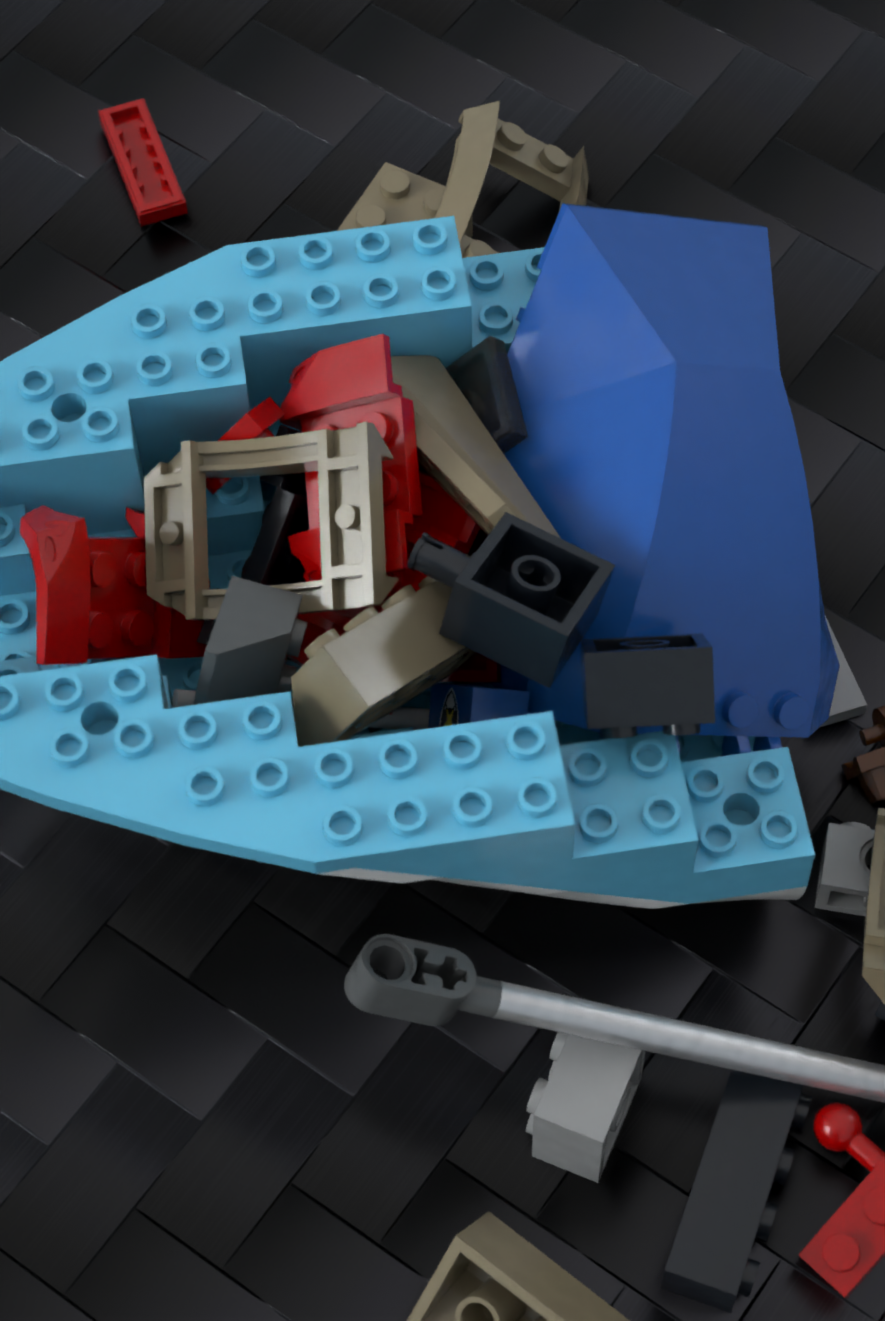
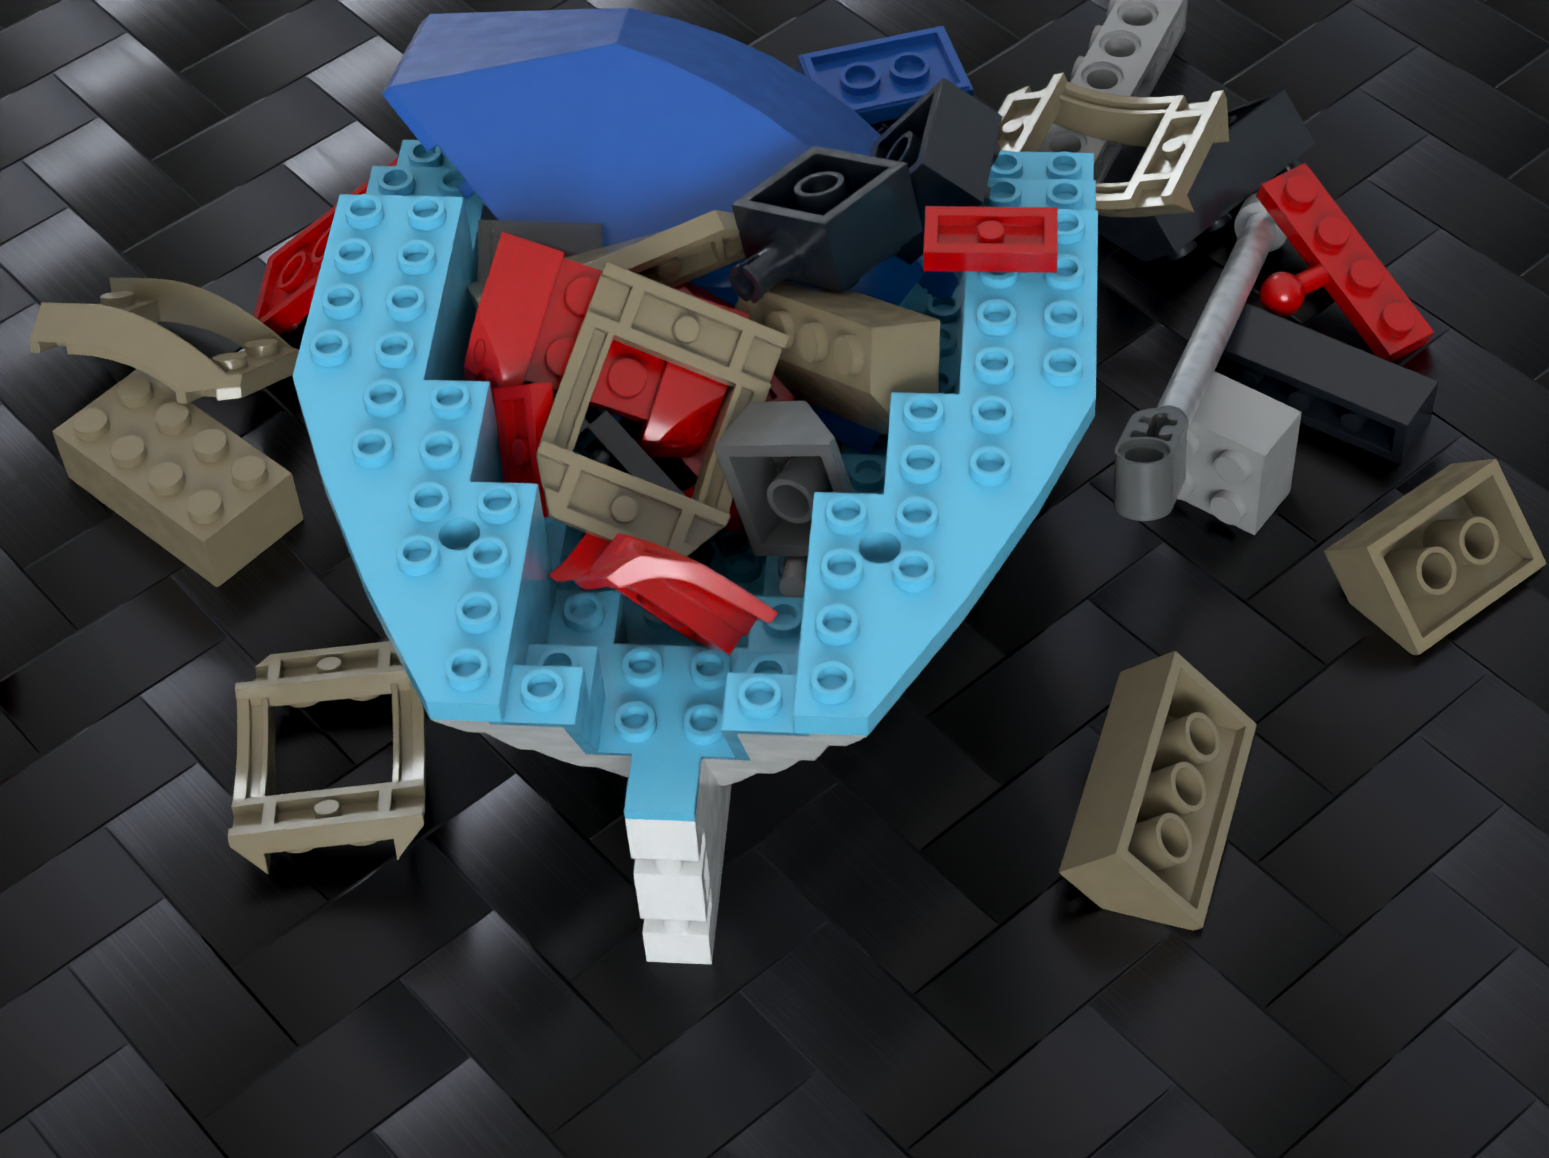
camera: 75 degrees left, 10 degrees down
(174, 1106) = (1159, 795): none -> dark tan slope
(471, 726) = (991, 239): none -> red plate

